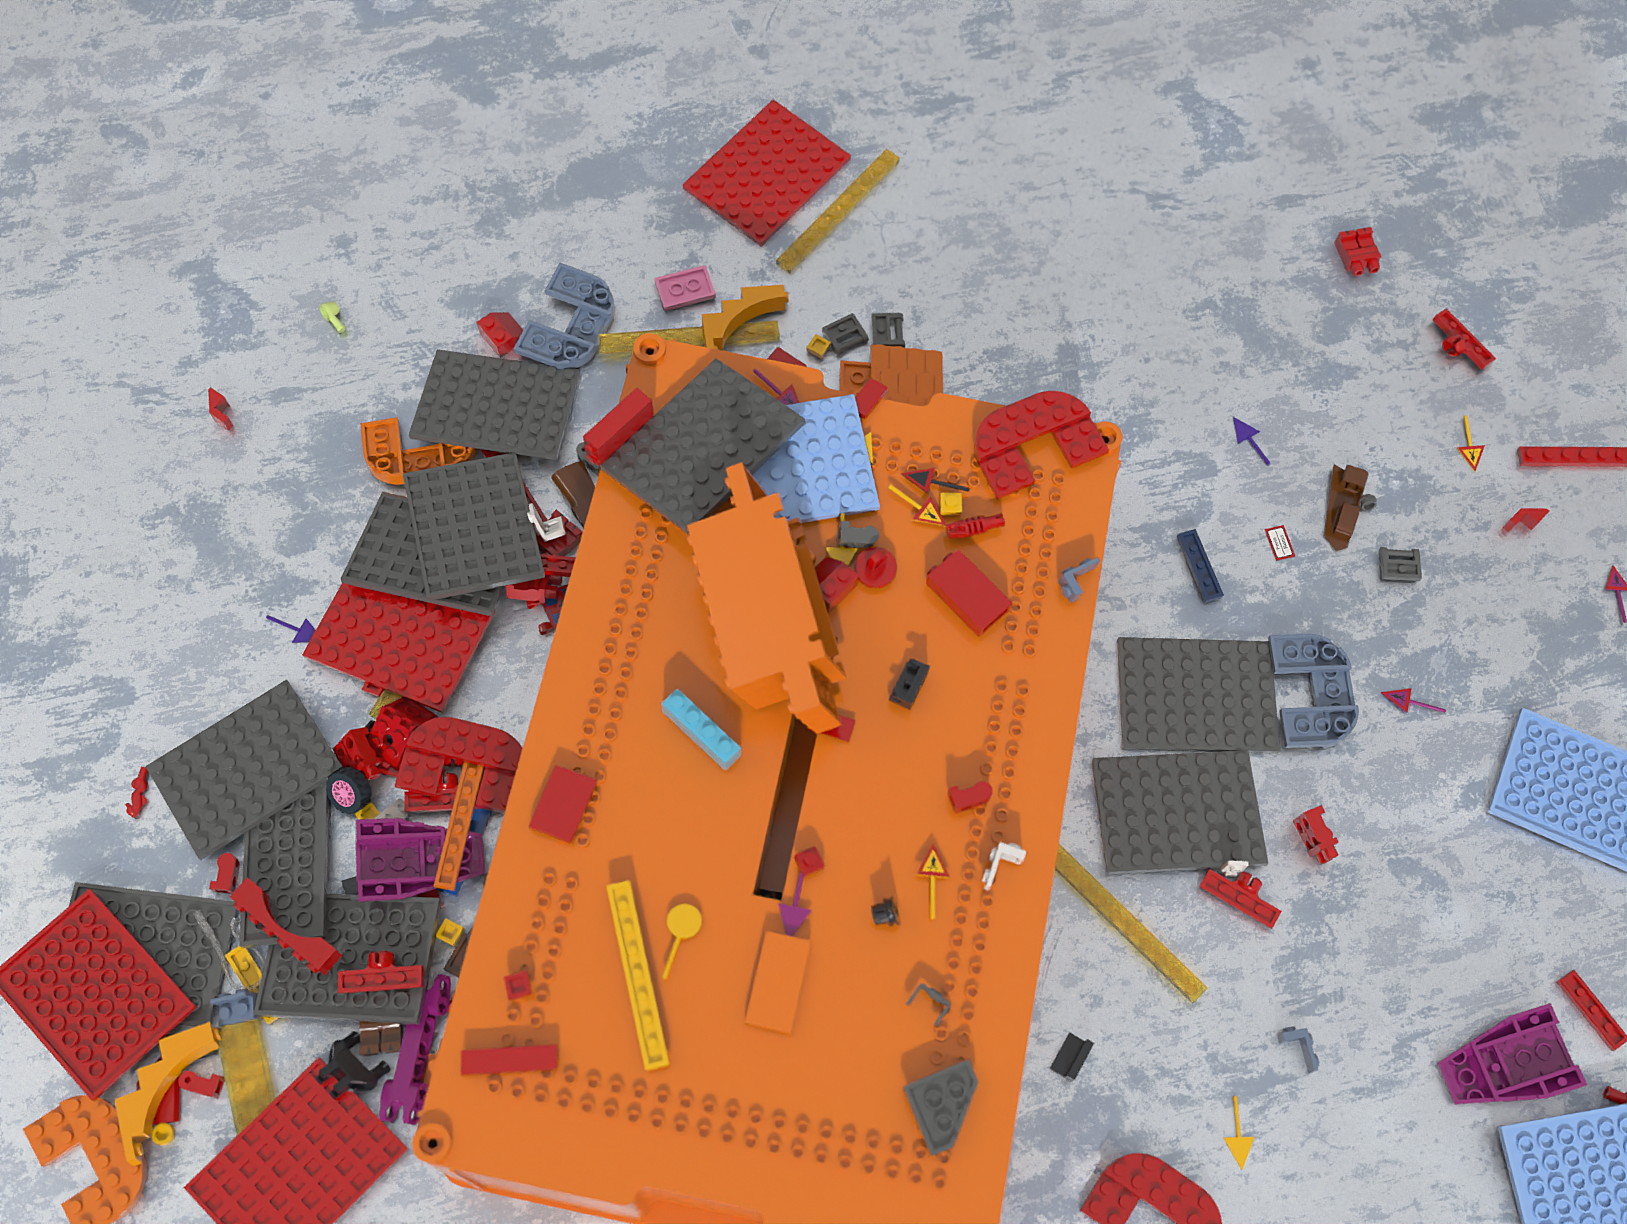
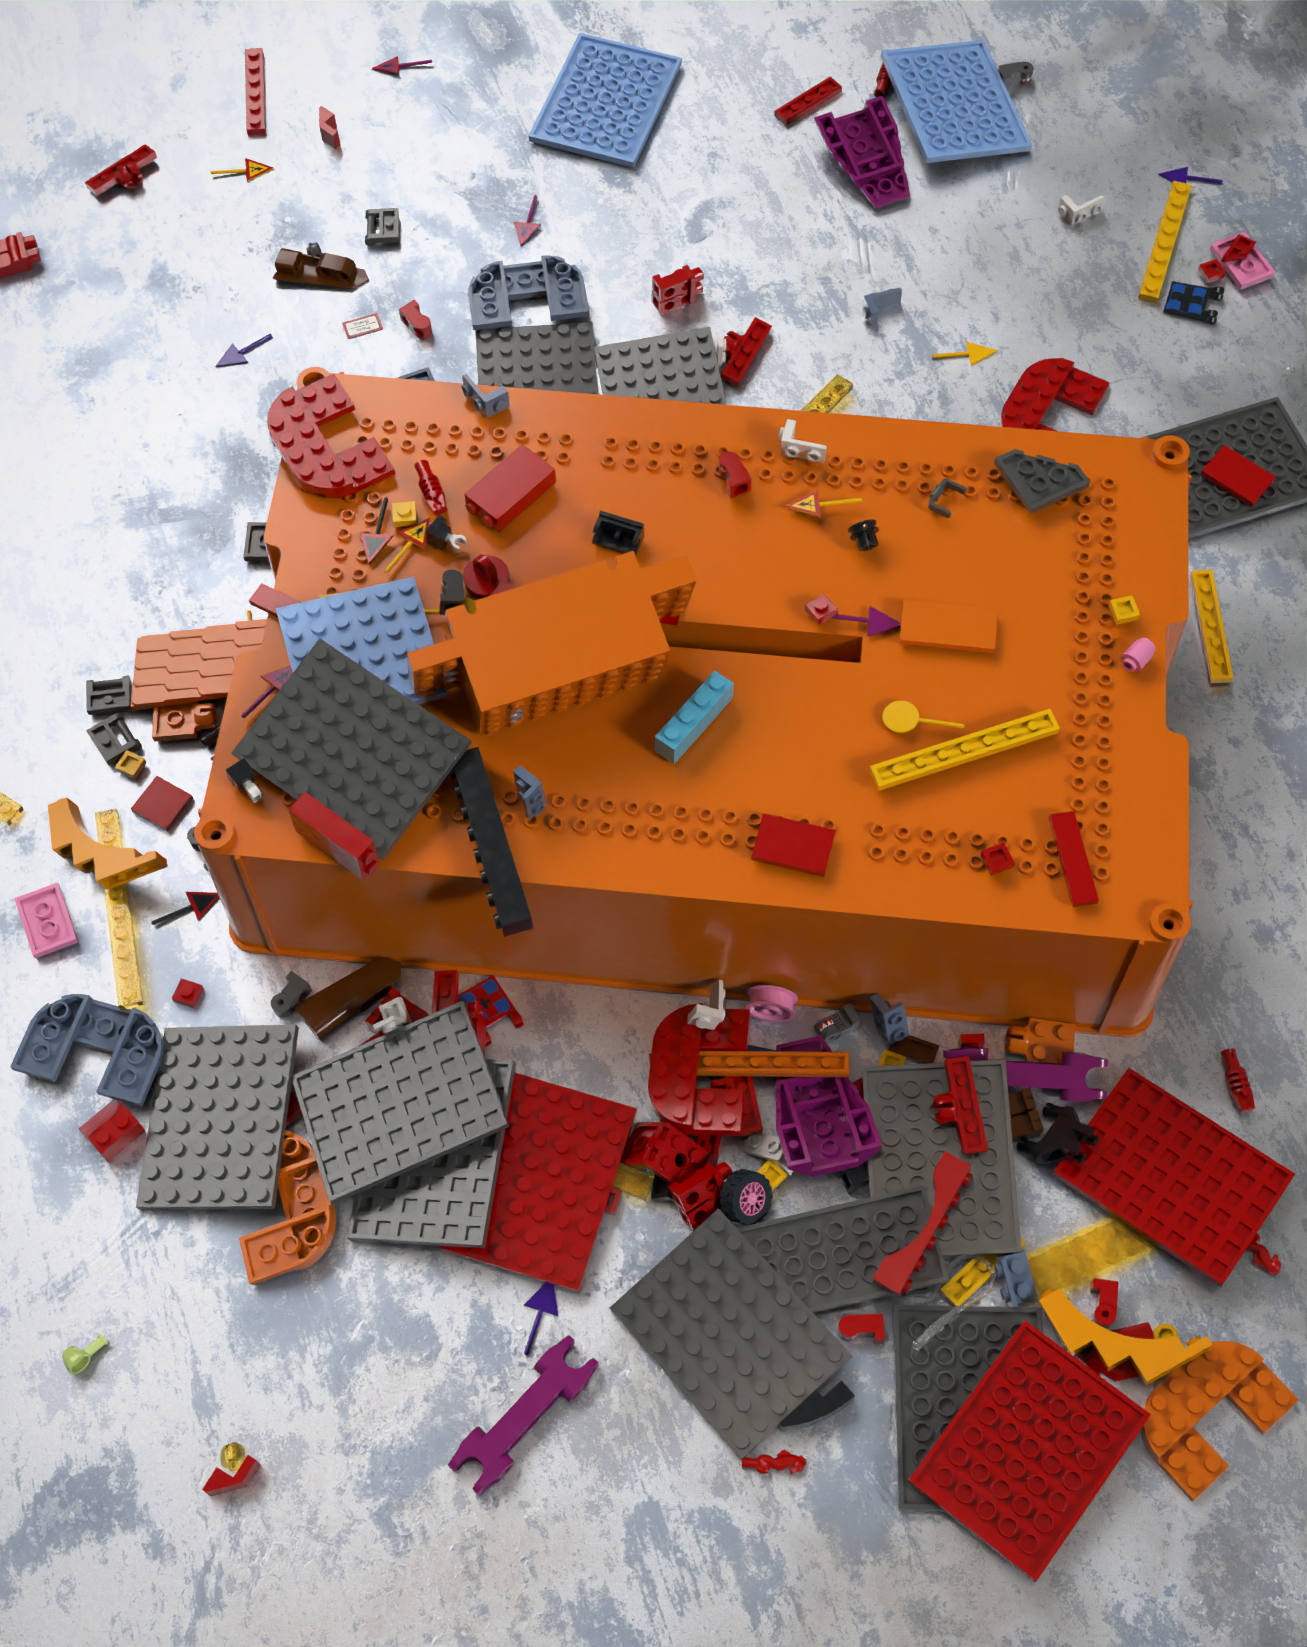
camera: 90 degrees left, 5 degrees down
(169, 831) = (817, 1408): none -> black slope
(238, 412) = (232, 1456): none -> clear yellow piece
(238, 635) = (493, 1448): none -> magenta piece
(503, 767) = (710, 1016): none -> white bracket
(600, 551) = (491, 843): none -> black brick
(608, 386) = (187, 993): none -> red plate
(640, 582) = (529, 791): none -> sand blue bracket
(690, 364) = (243, 777): none -> black piece
(720, 1168) = (1138, 655): none -> bright pink brick
(775, 1164) = (1124, 610): none -> yellow plate
(921, 532) = (440, 535): none -> black piece
(1280, 587) = (415, 321): none -> leg

